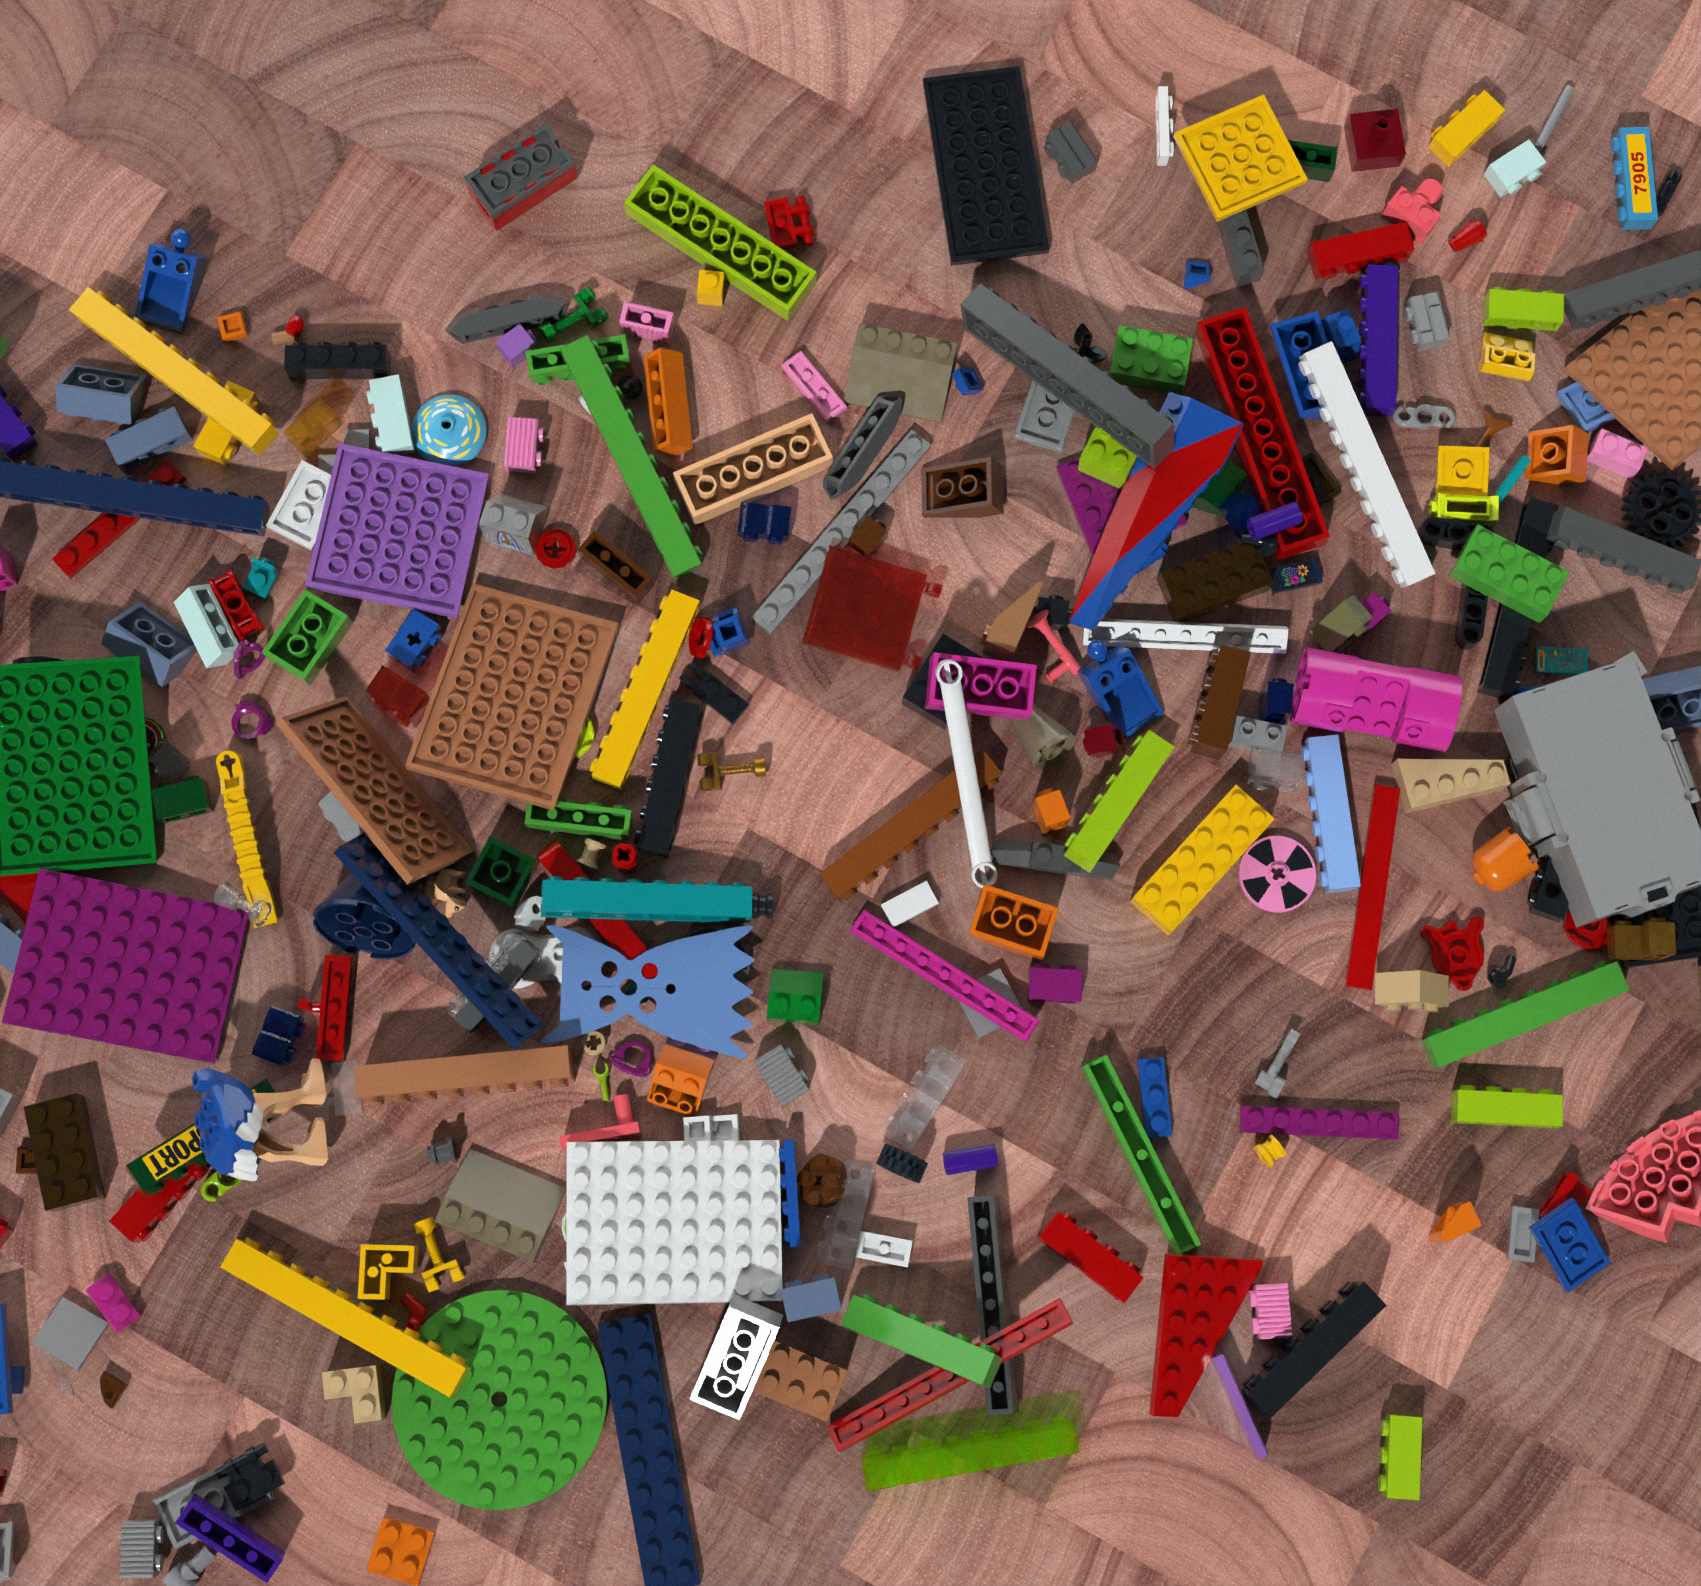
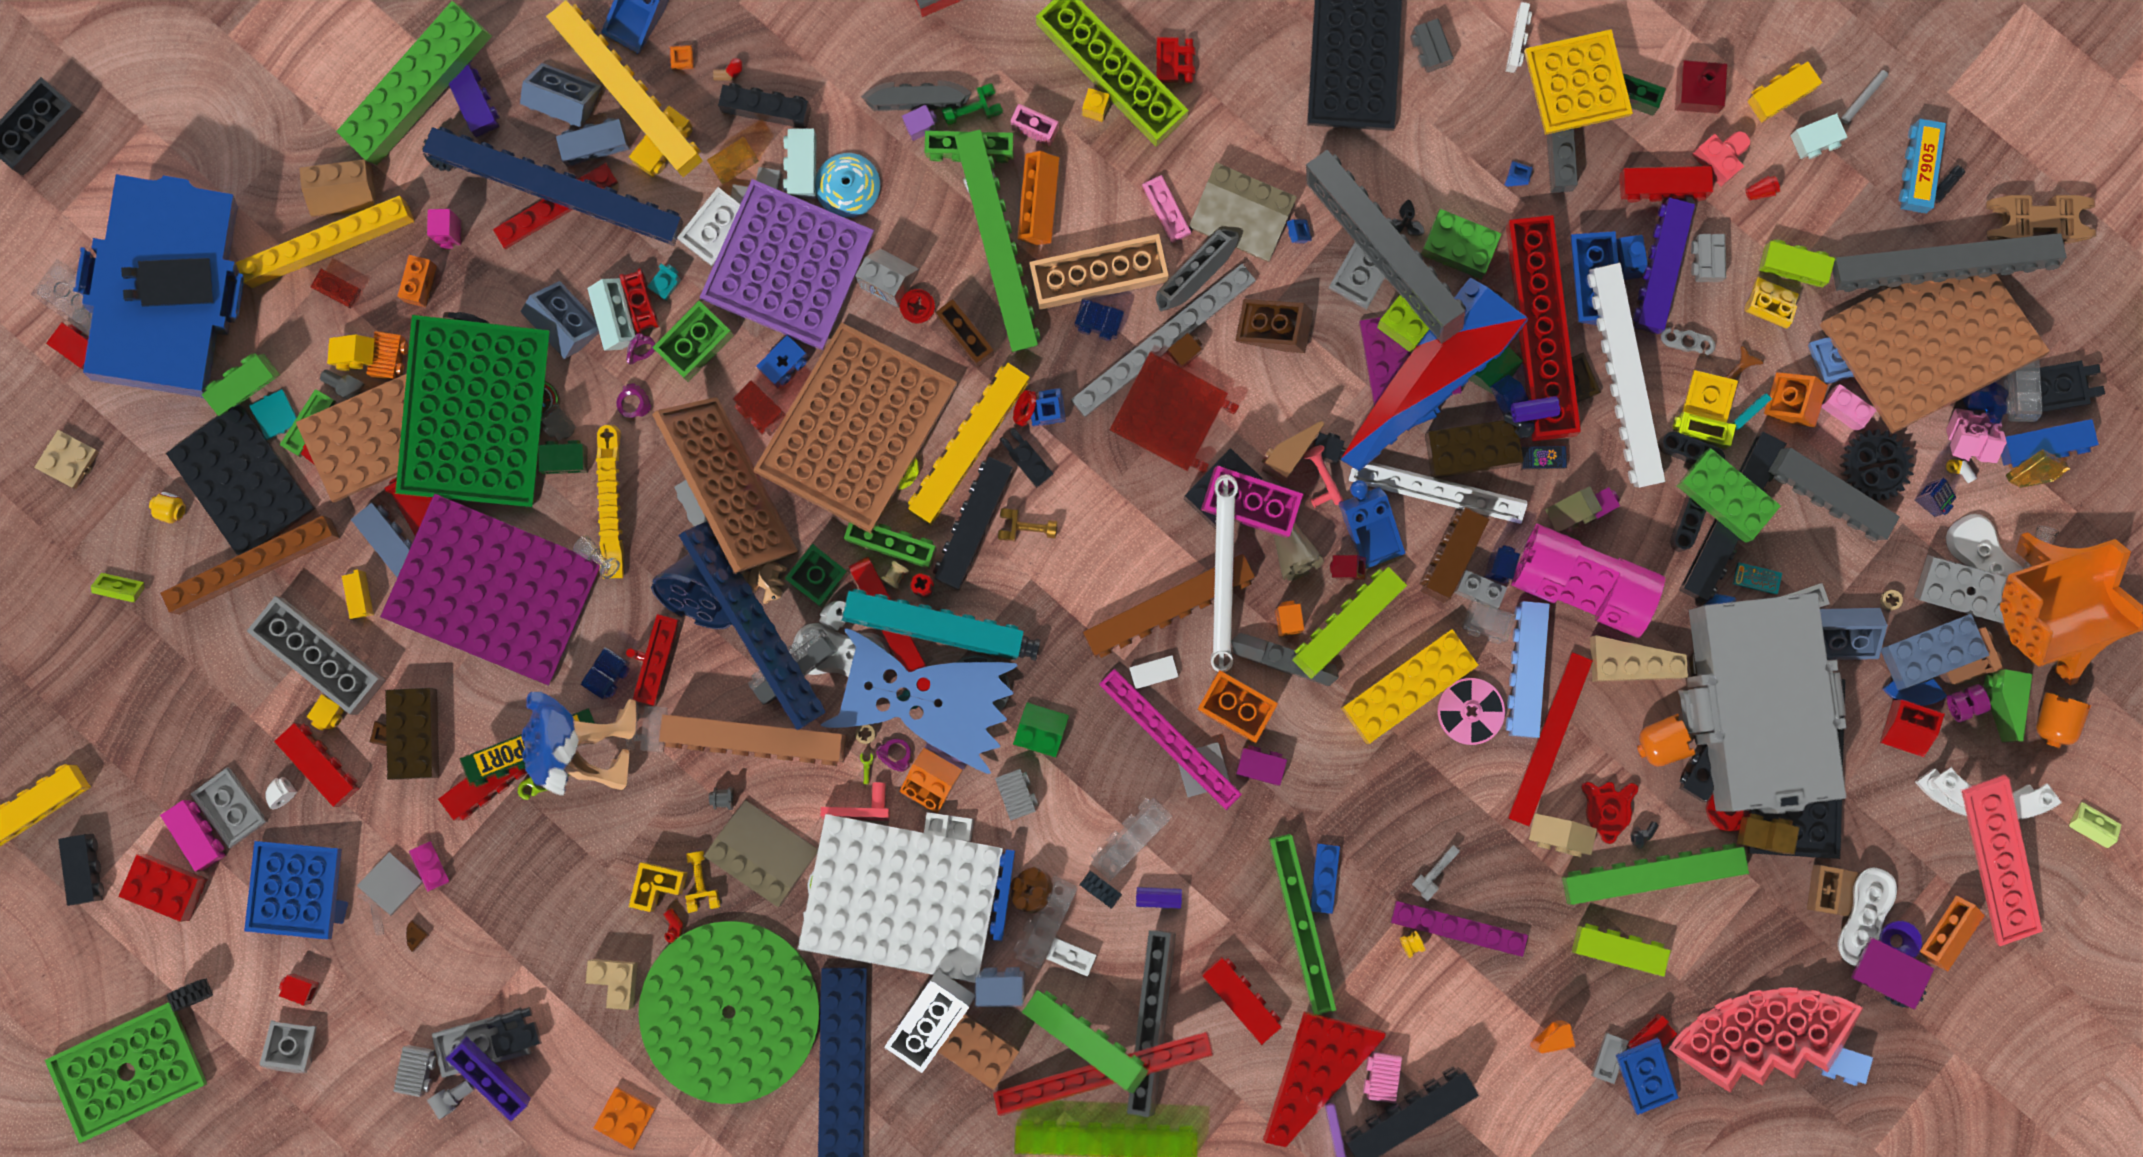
camera: 20 degrees right, 5 degrees up
(346, 1317) = (616, 919): yellow brick -> none
(523, 445) = (907, 211): bright pink brick -> none
(630, 387) = (1008, 178): black plate -> none

